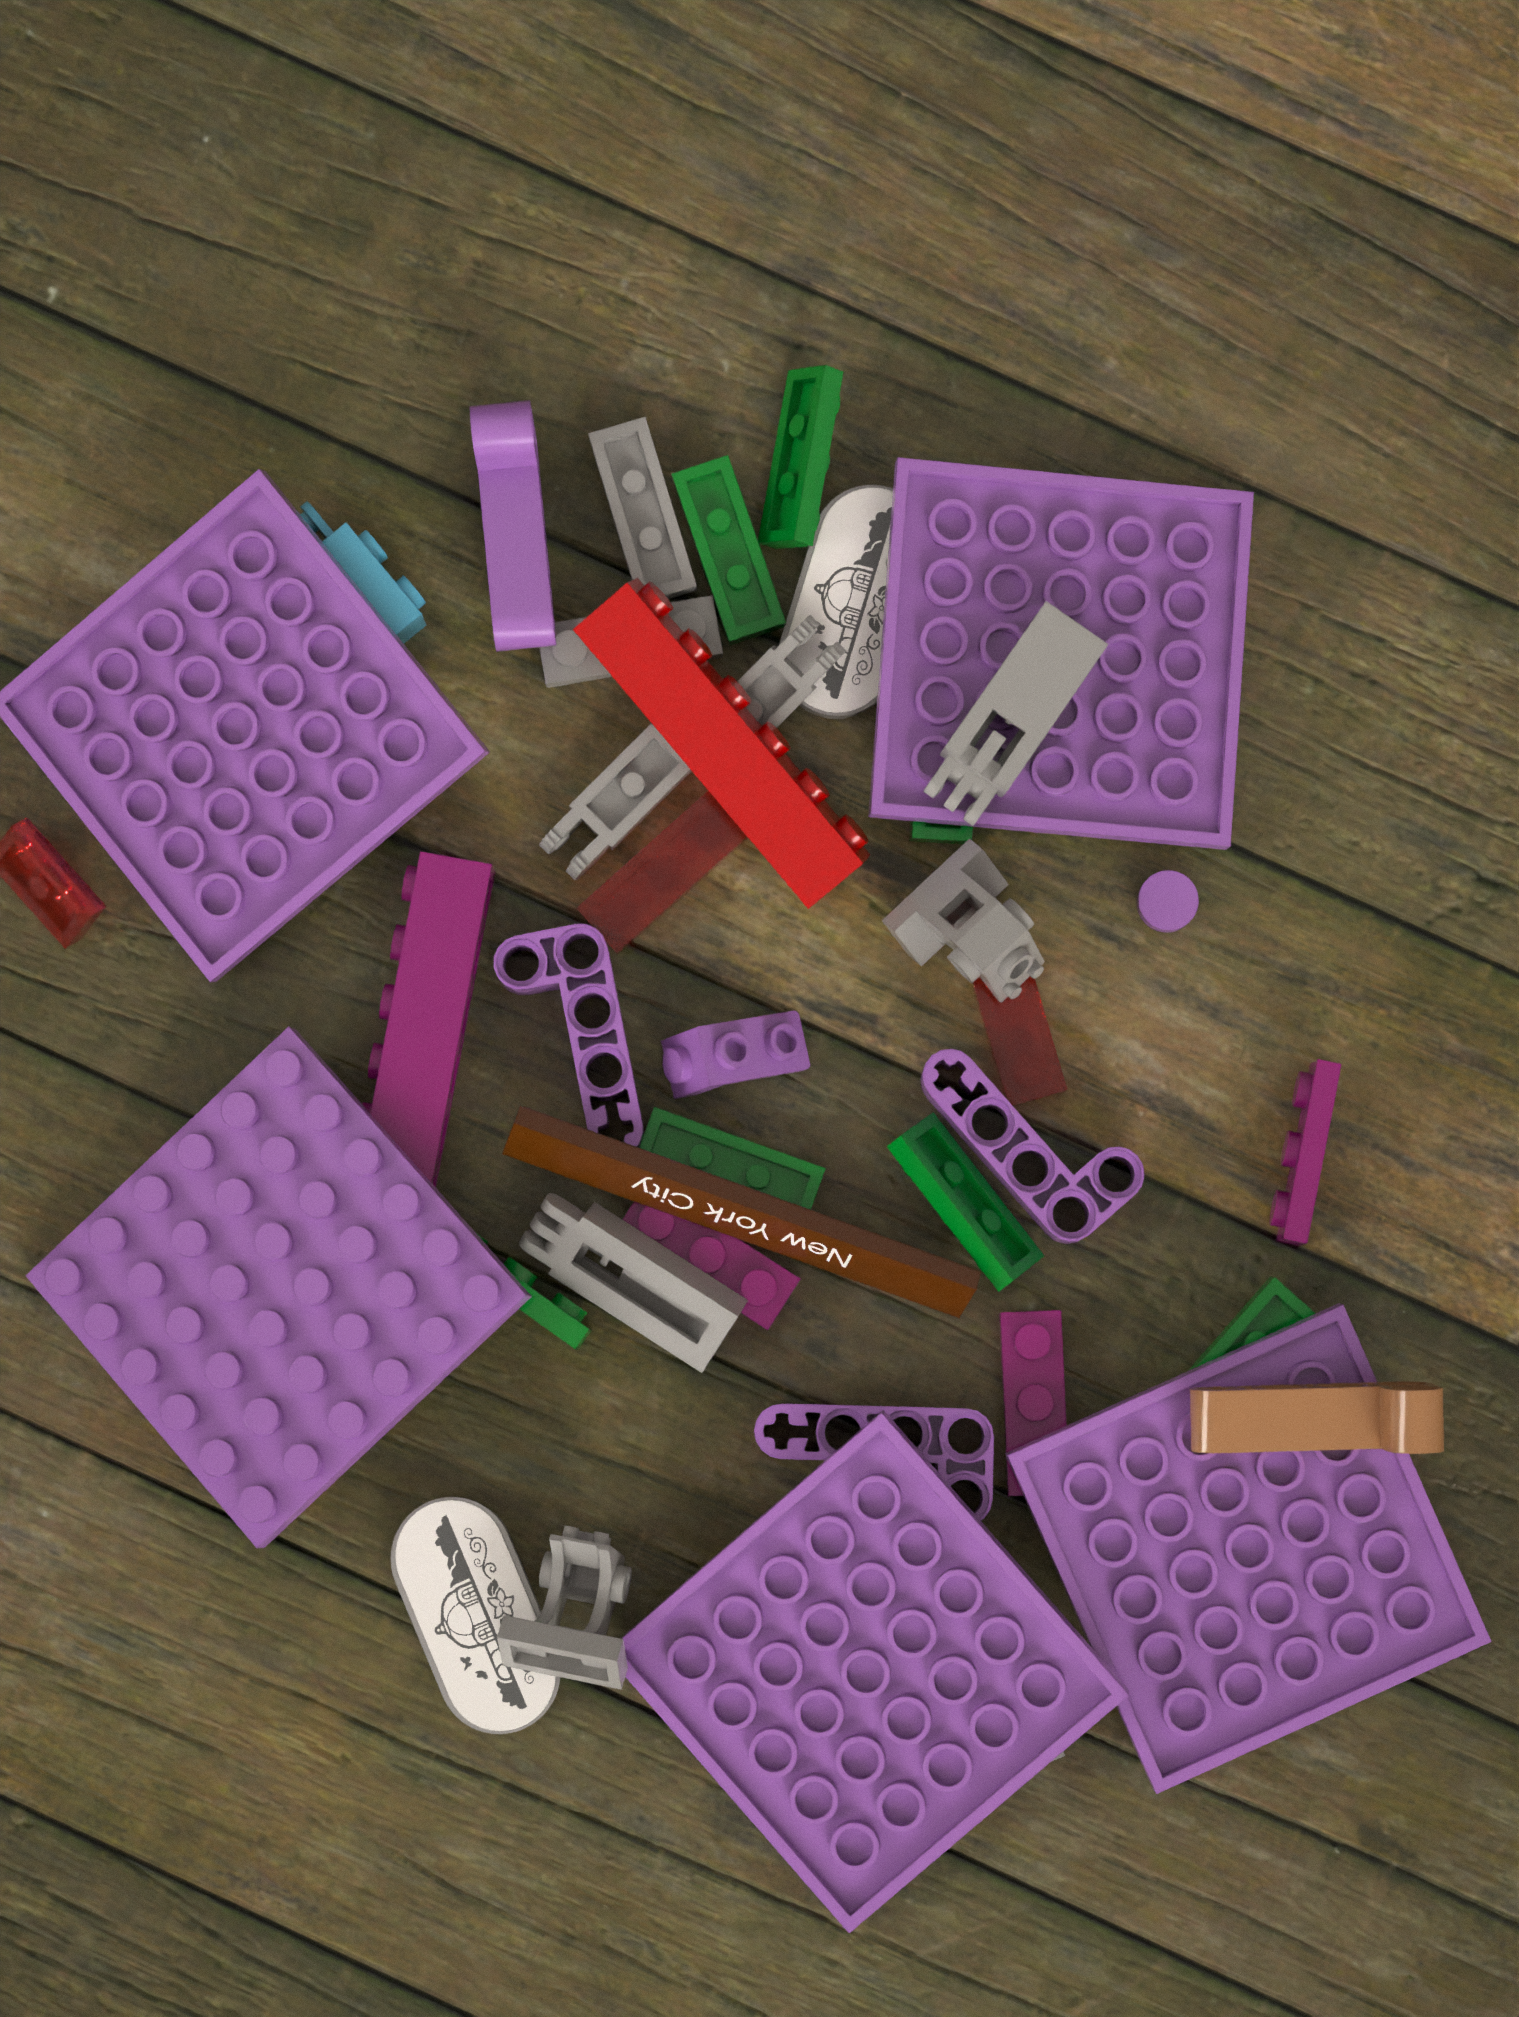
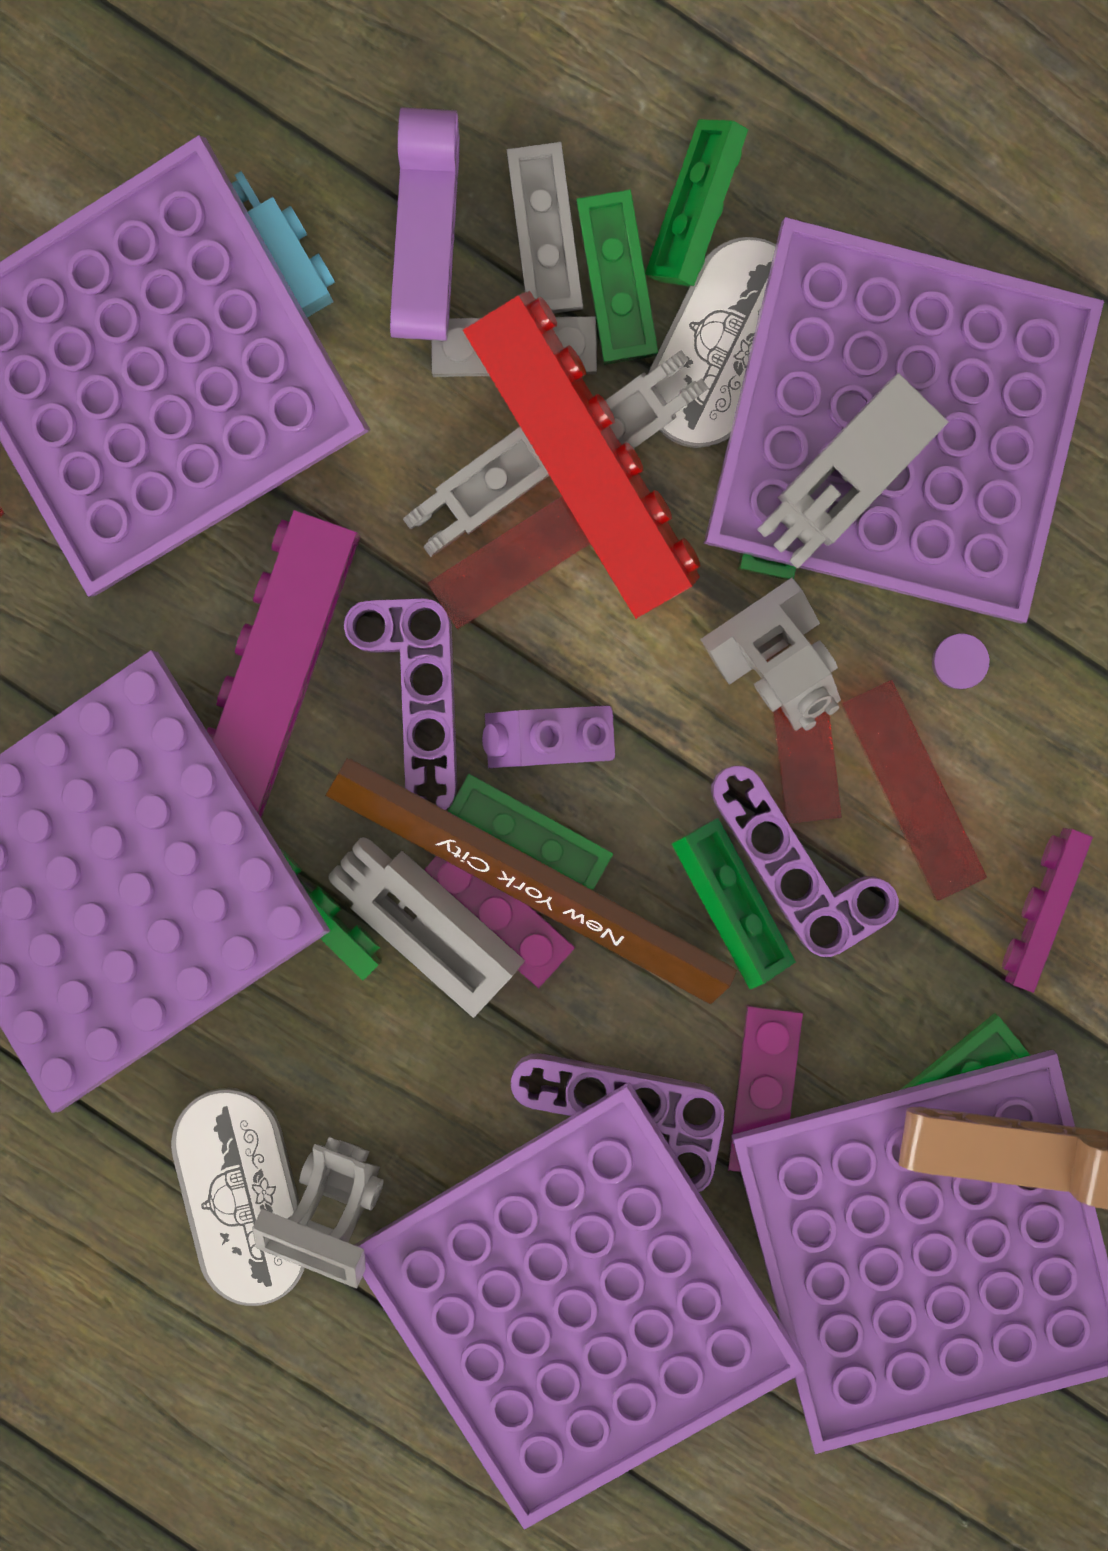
camera: 10 degrees right, 5 degrees up
(1140, 1048) = (913, 790): none -> clear red plate

